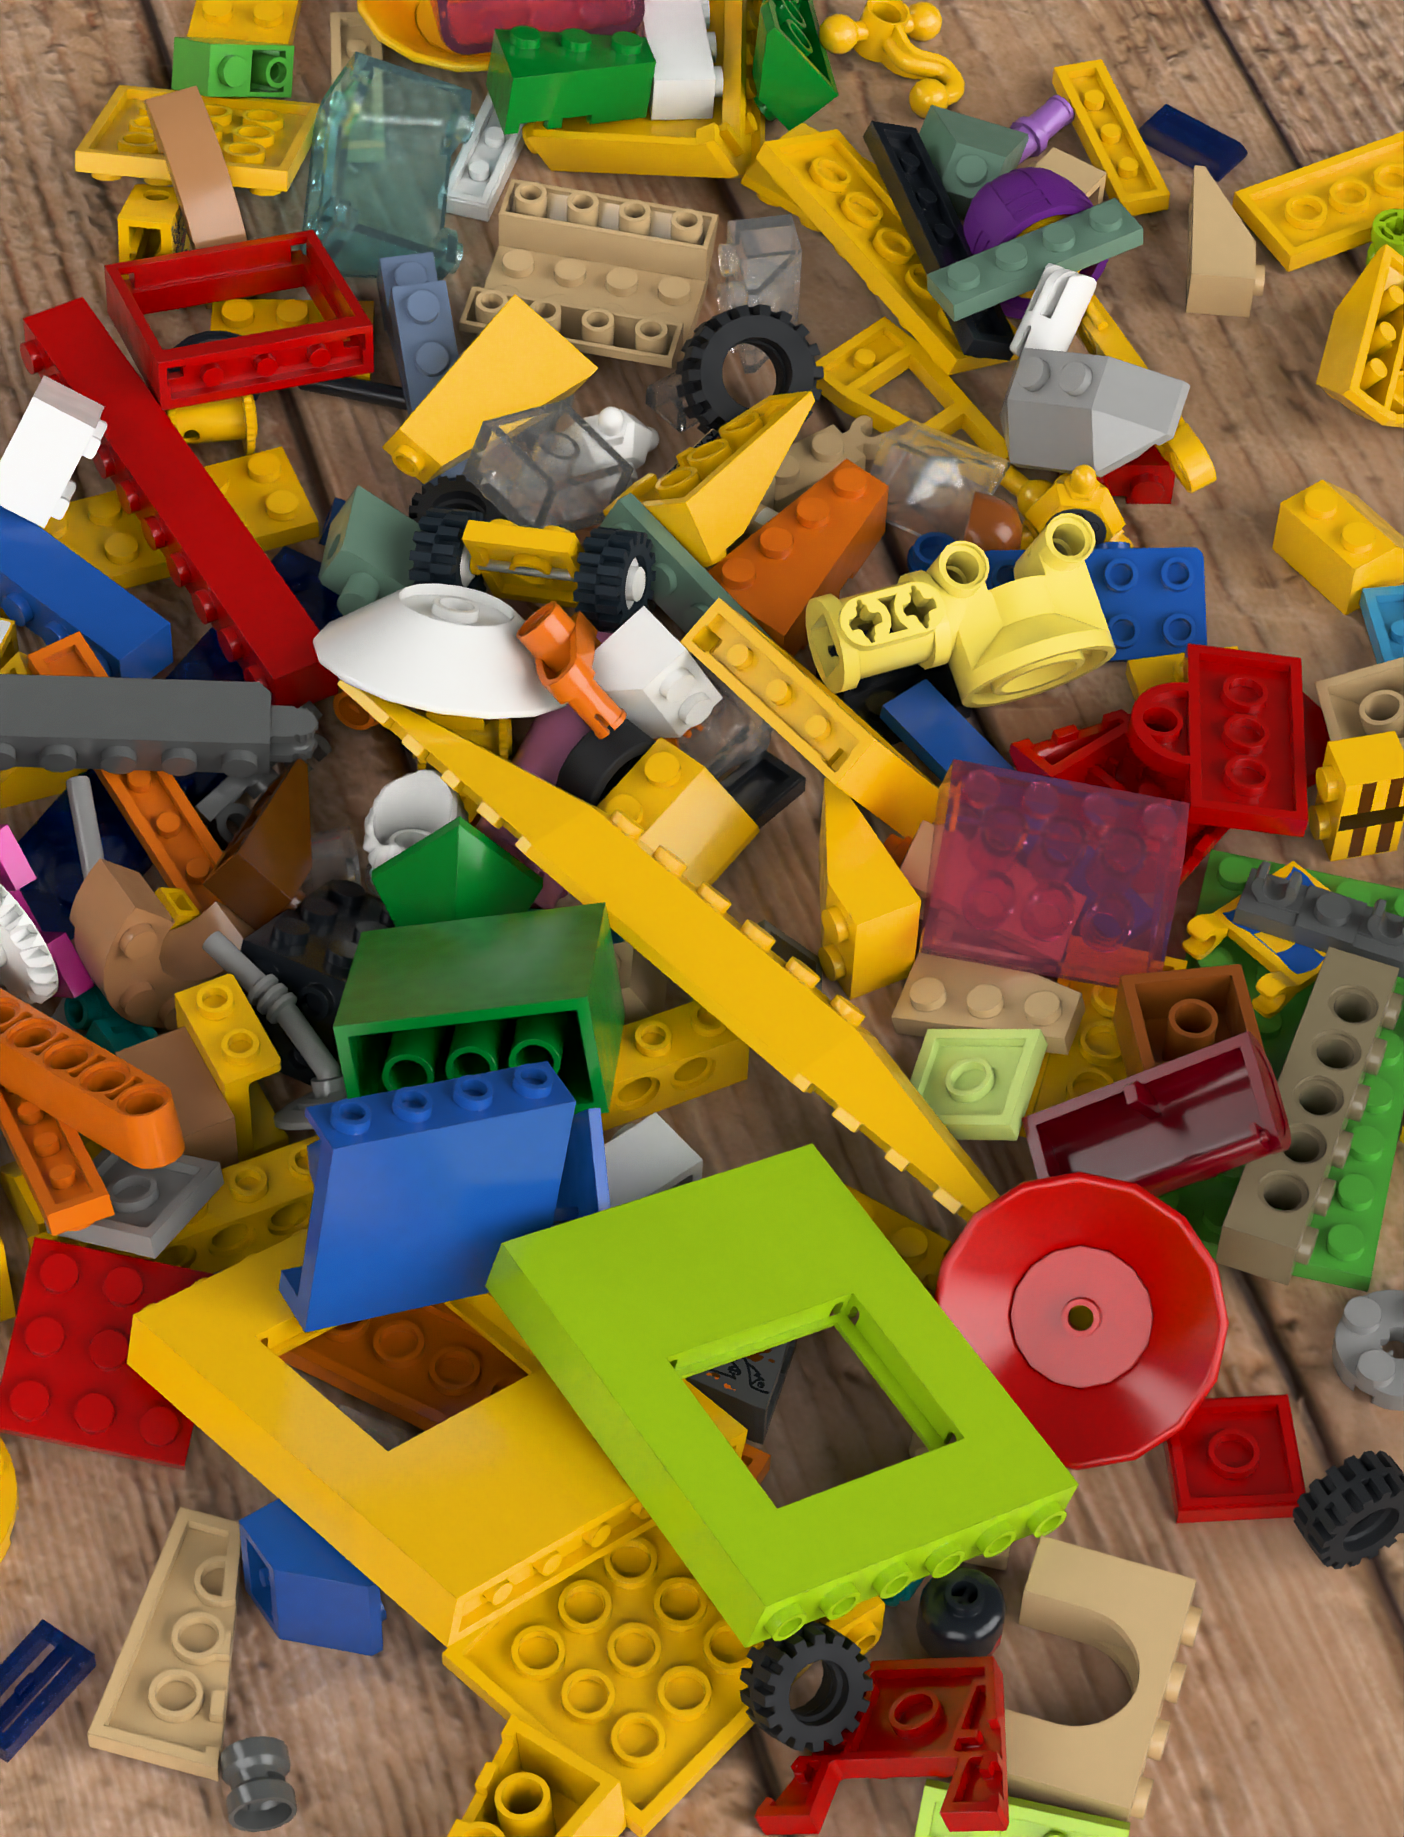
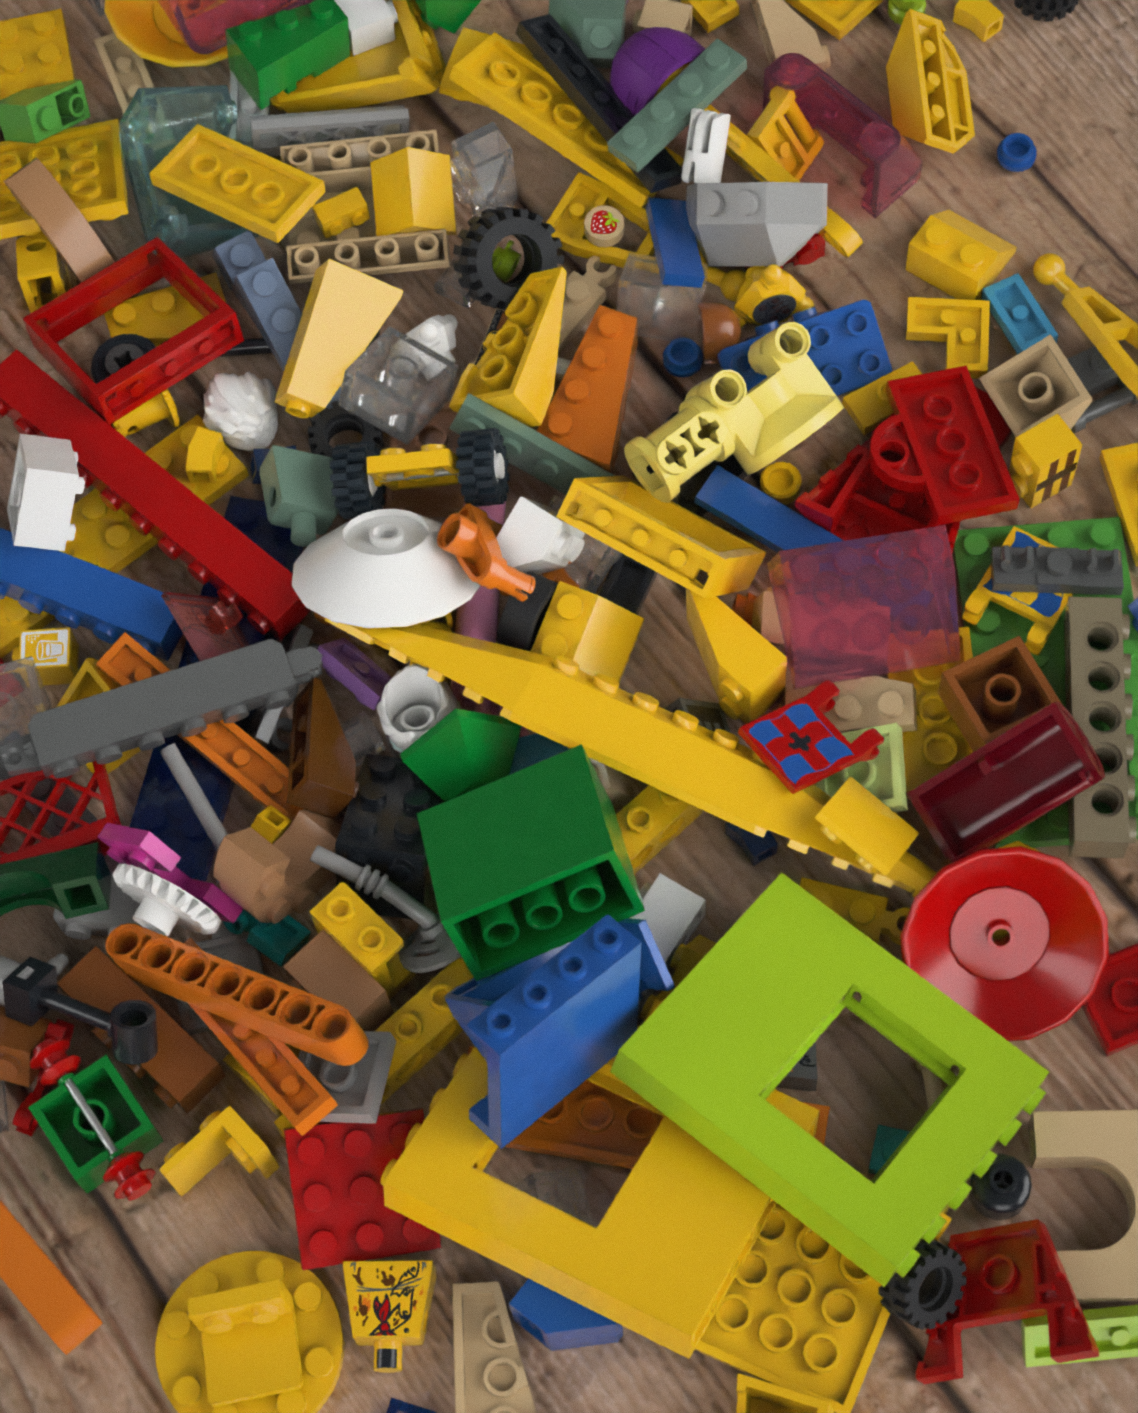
camera: 10 degrees left, 15 degrees up
(88, 1508) = (389, 1306): none -> yellow torso
(182, 650) = (207, 623): none -> clear red piece
(268, 485) = (204, 455): none -> yellow piece
(337, 451) = (241, 410): none -> white hair
(351, 773) = (354, 670): none -> medium lavender plate
(439, 198) = (237, 183): none -> yellow plate
(510, 160) = (278, 130): none -> light grey fence
(559, 273) = (341, 212): none -> yellow piece
(660, 269) = (413, 192): none -> yellow slope
(747, 385) = (505, 261): none -> lime plate
(797, 1116) = (754, 846): none -> dark blue piece
(891, 381) = (604, 226): none -> tan tile
(910, 1007) = (803, 743): none -> red flag
(948, 1123) = (866, 827): none -> yellow slope
(973, 421) = (674, 243): none -> blue tile
(1005, 727) = (781, 482): none -> yellow tile
(1156, 341) = (777, 138): none -> yellow plate
(1218, 315) = (853, 124): none -> clear pink windscreen
(1314, 621) = (958, 323): none -> yellow plate

